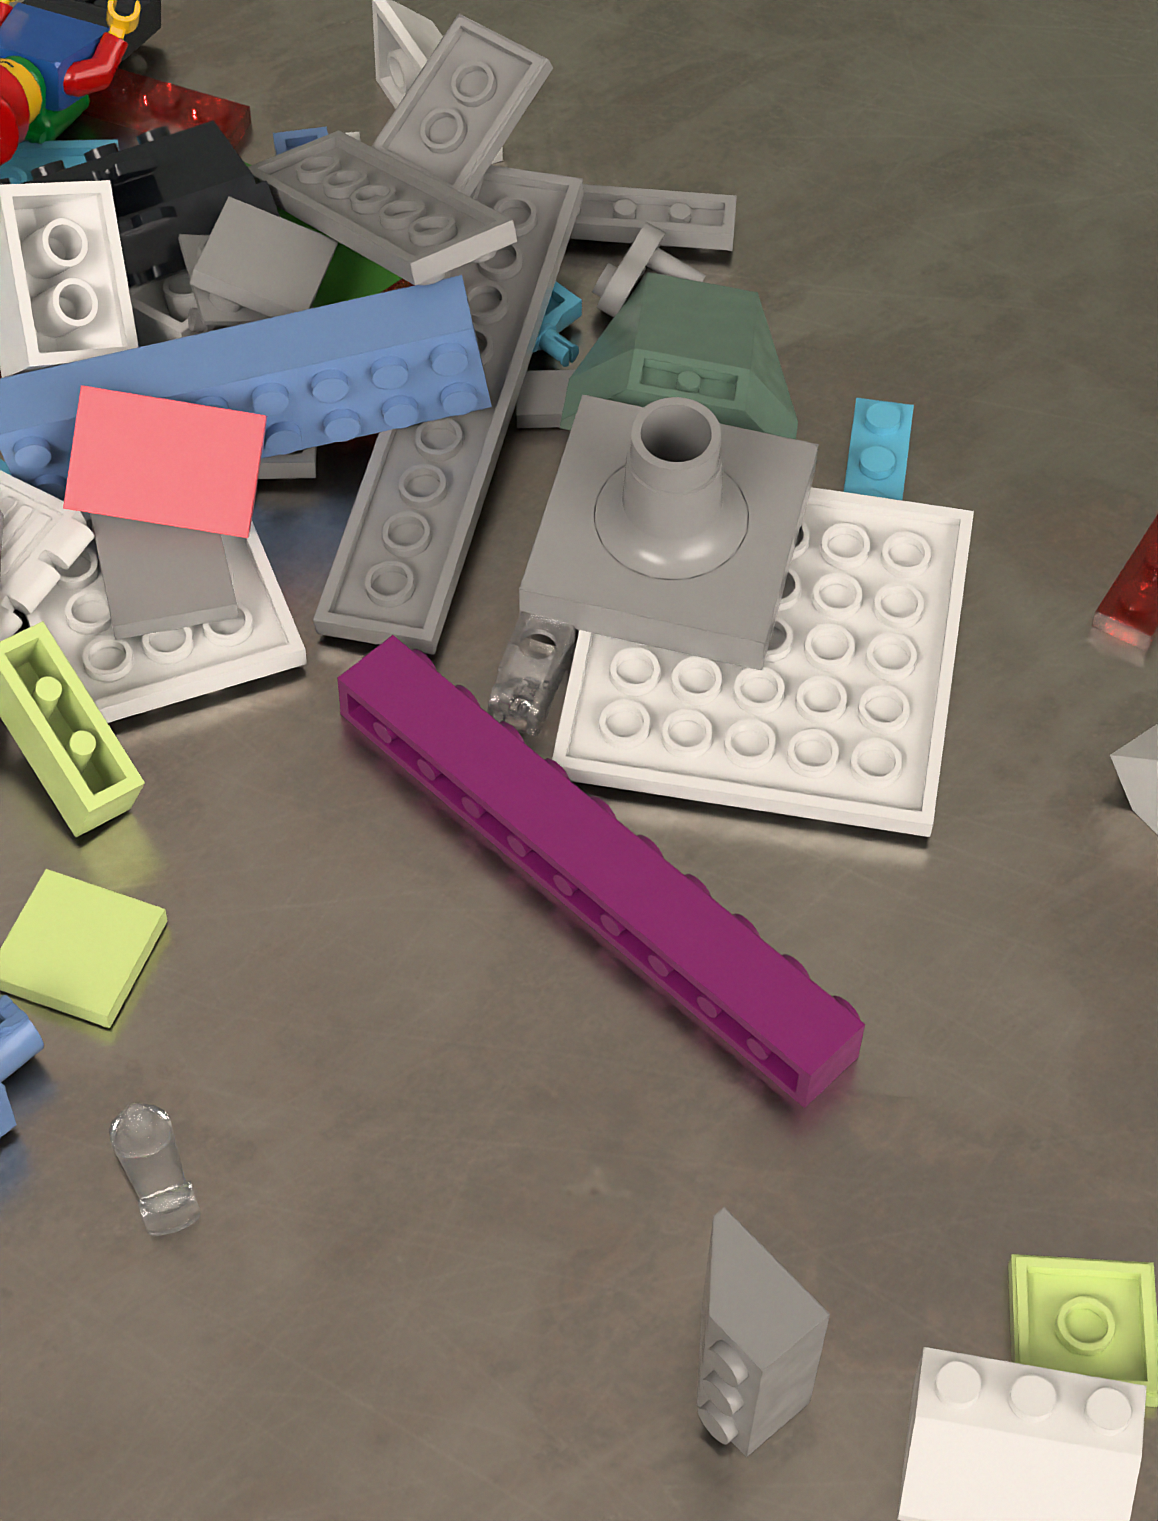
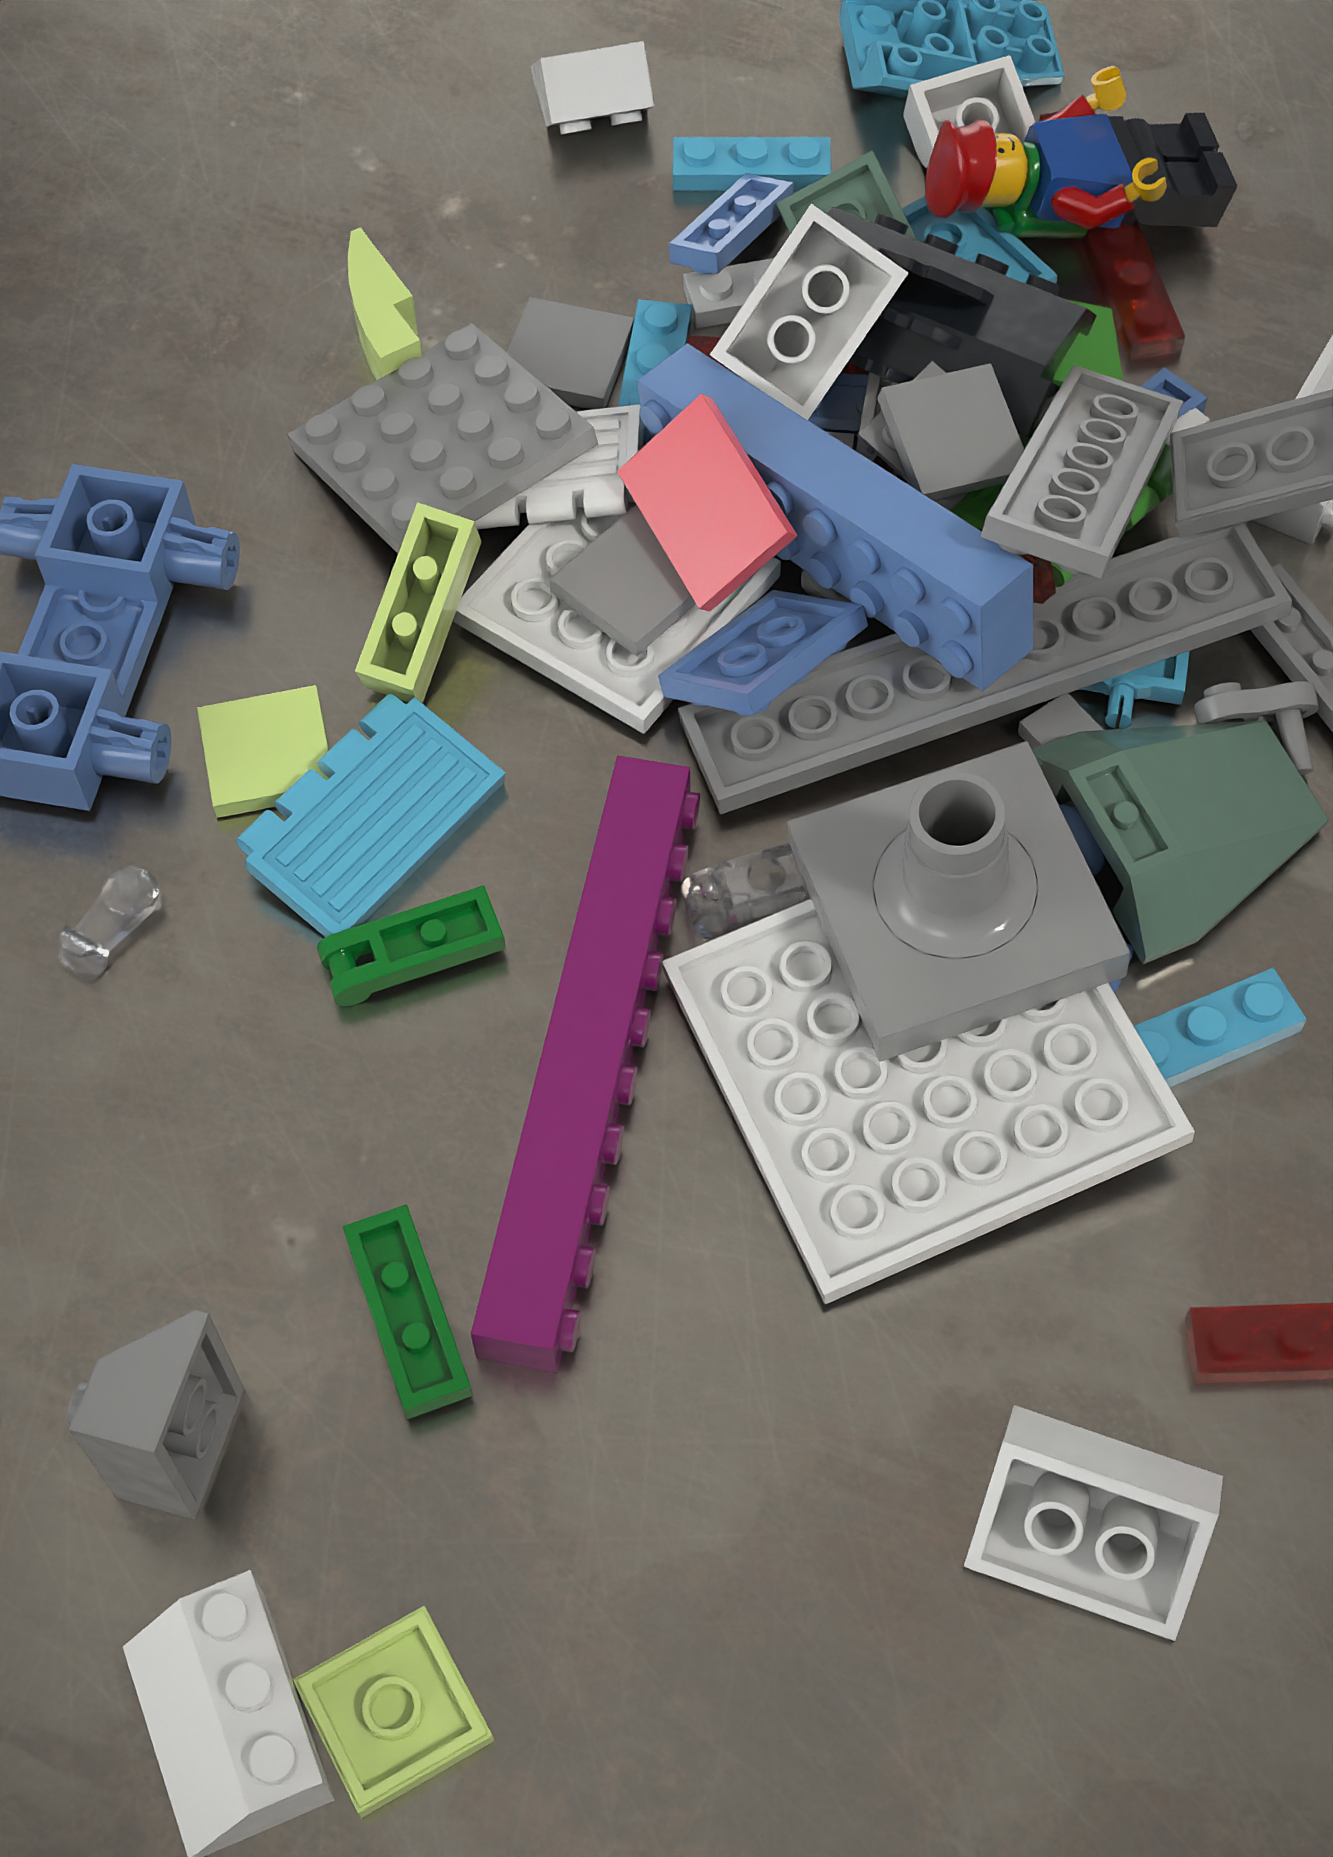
camera: 60 degrees right, 5 degrees up
(222, 902) = (373, 819): none -> medium azure hinge
(320, 527) = (763, 652): none -> medium blue plate
(382, 937) = (411, 944): none -> green plate
(736, 1126) = (407, 1311): none -> green plate

